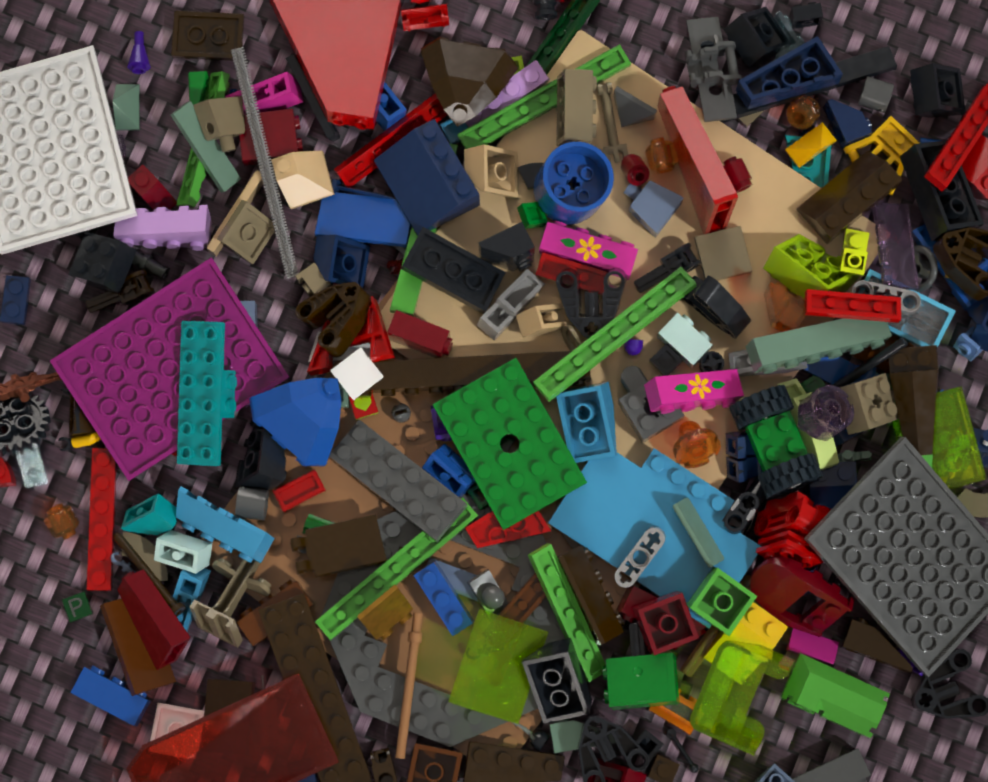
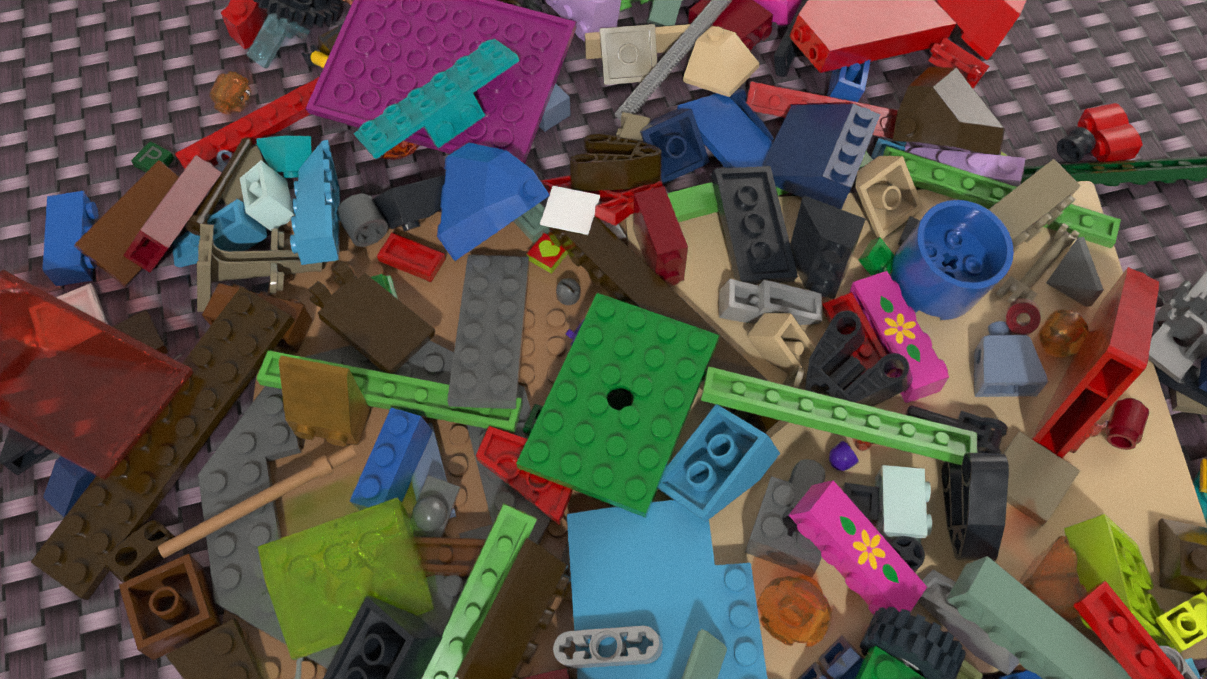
camera: 50 degrees right, 20 degrees down
(449, 470) = (539, 367): blue brick -> none

